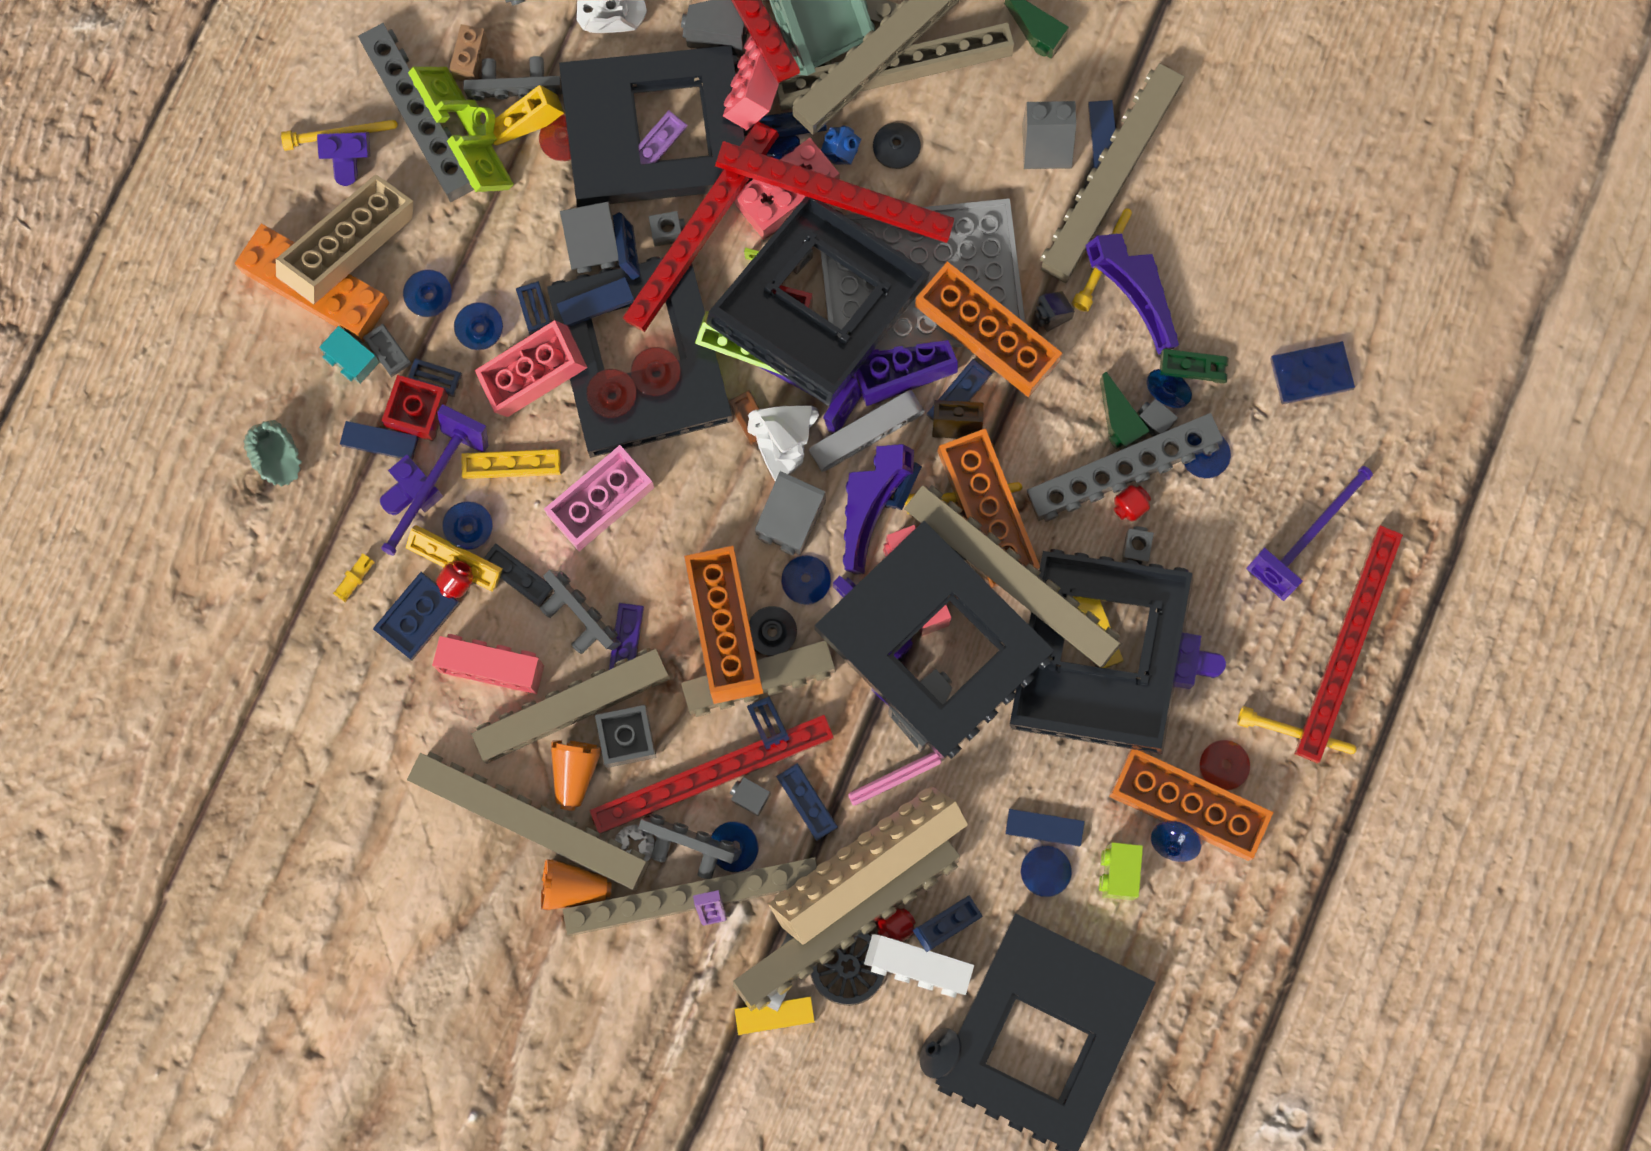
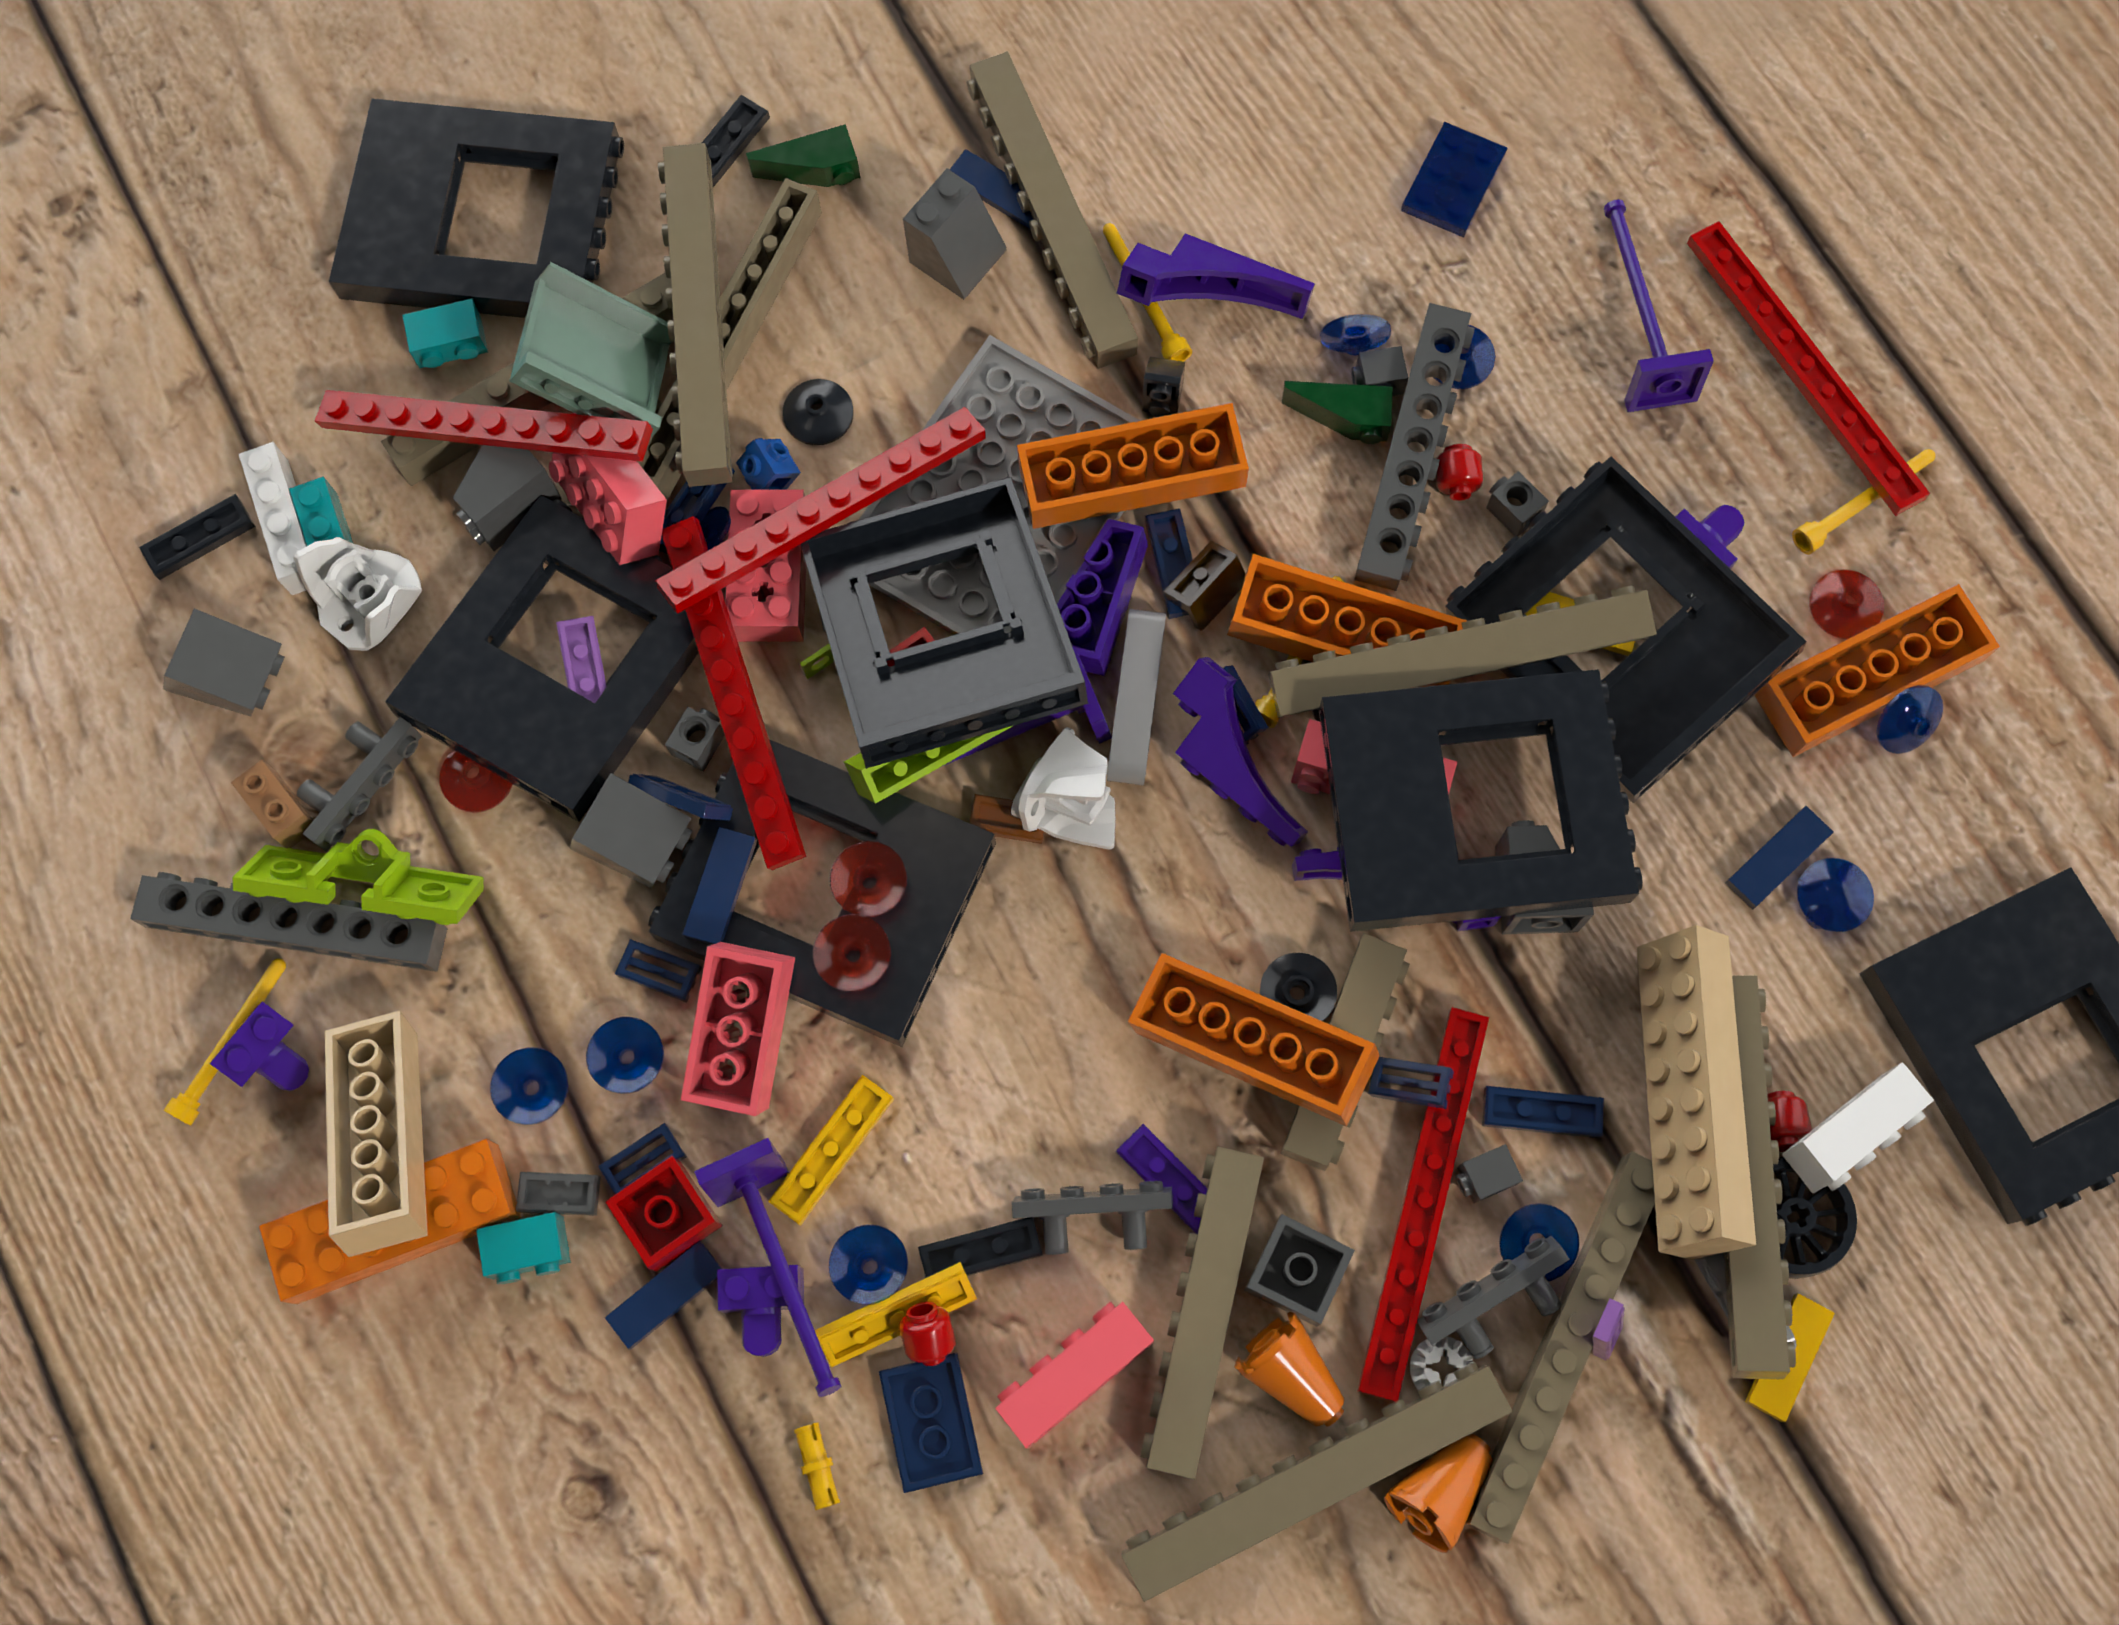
camera: 50 degrees left, 5 degrees down
(272, 452) = (570, 1445): sand green piece -> none
(527, 115) = (413, 793): yellow slope -> none
(599, 498) = (967, 1072): bright pink brick -> none
(790, 513) = (1171, 857): slope -> none
(806, 592) = (1256, 922): clear blue dish -> none
(894, 778) = (1591, 985): bright pink axle -> none
(940, 1053) = (1999, 1177): black dish -> none
(947, 923) = (1828, 1055): dark blue tile -> none
(1121, 871) = (1907, 805): lime brick -> none
(1193, 365) = (1348, 290): dark green plate -> none

